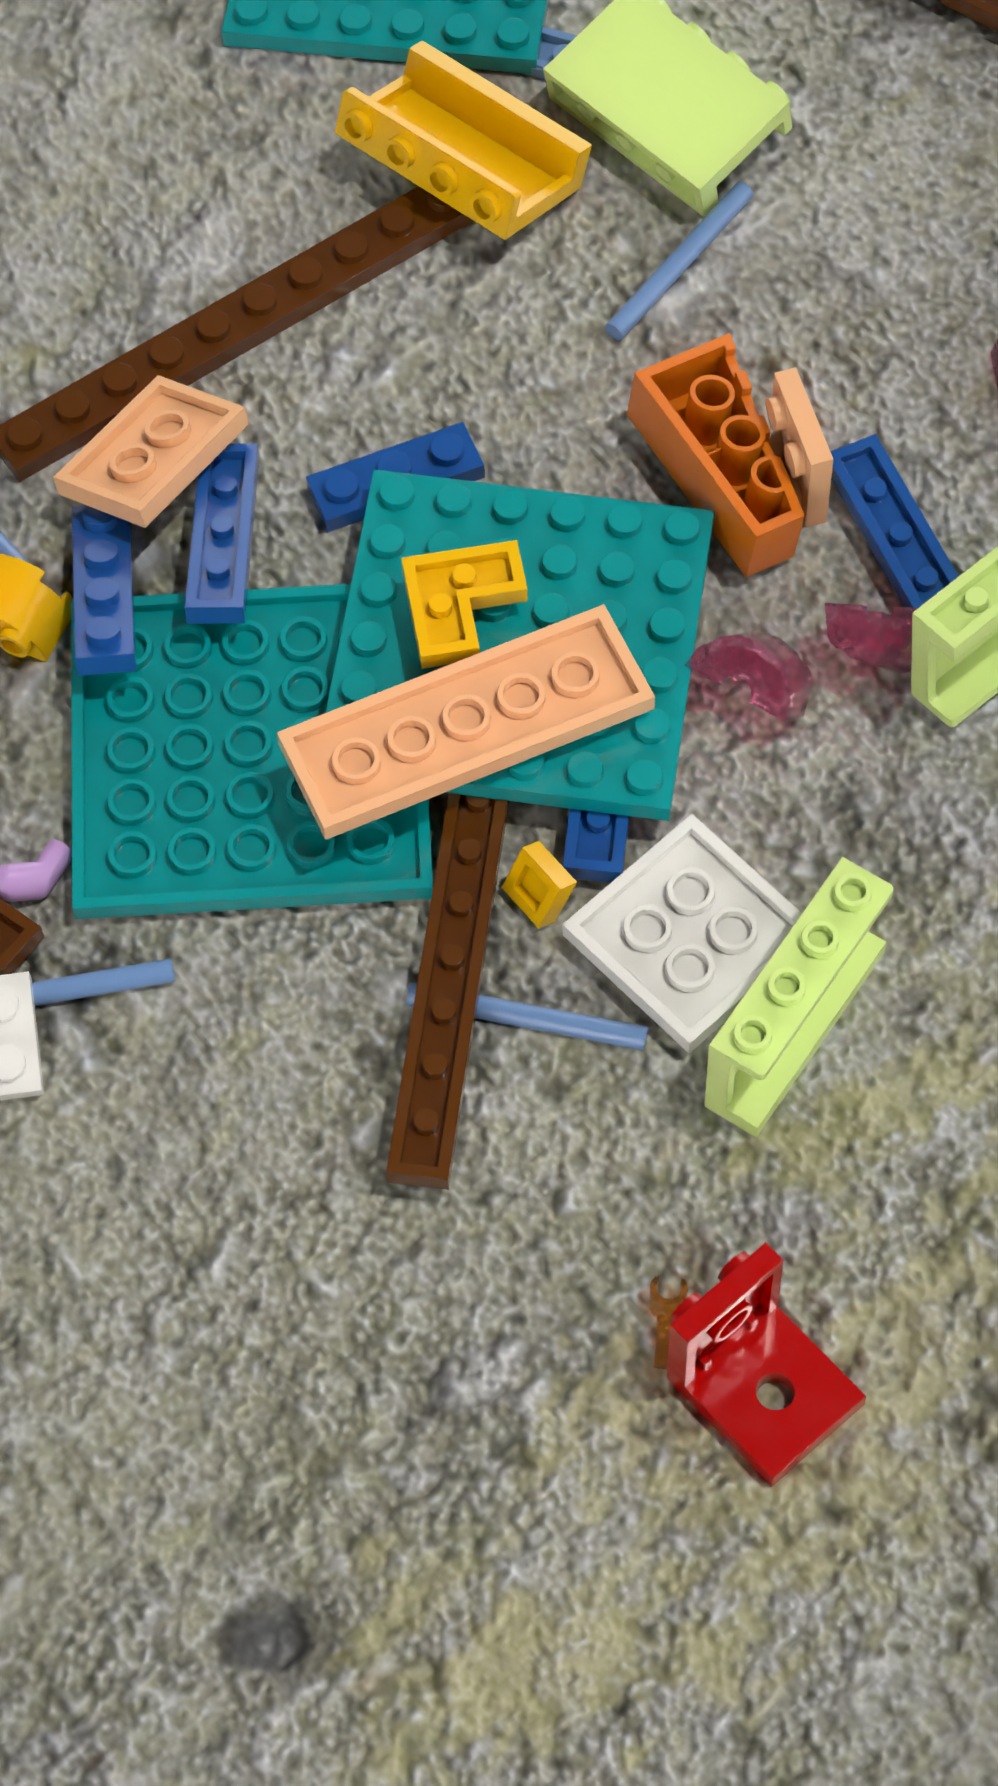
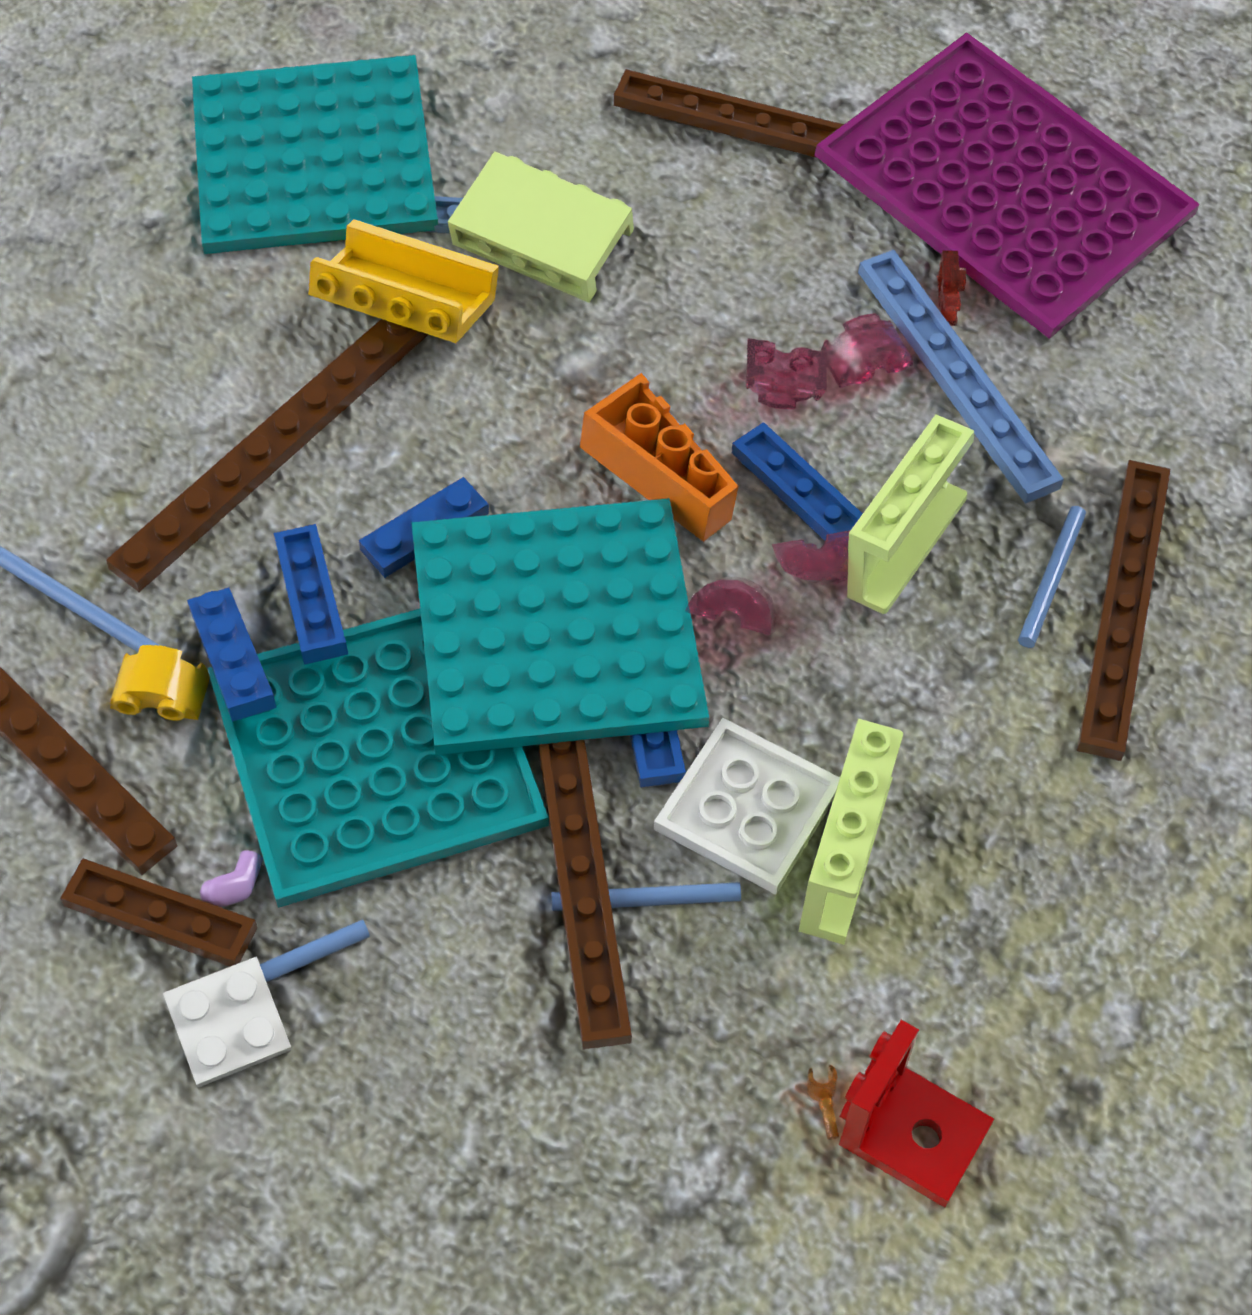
camera: 20 degrees left, 5 degrees down
(151, 451) = (238, 545): light nougat plate -> none
(451, 584) = (498, 594): yellow plate -> none
(465, 721) = (539, 688): light nougat plate -> none
(539, 884) = (626, 796): yellow plate -> none
(678, 261) = (581, 335): medium blue bar -> none
(800, 445) = (718, 434): light nougat plate -> none
(922, 376) = (784, 377): none -> clear pink cylinder

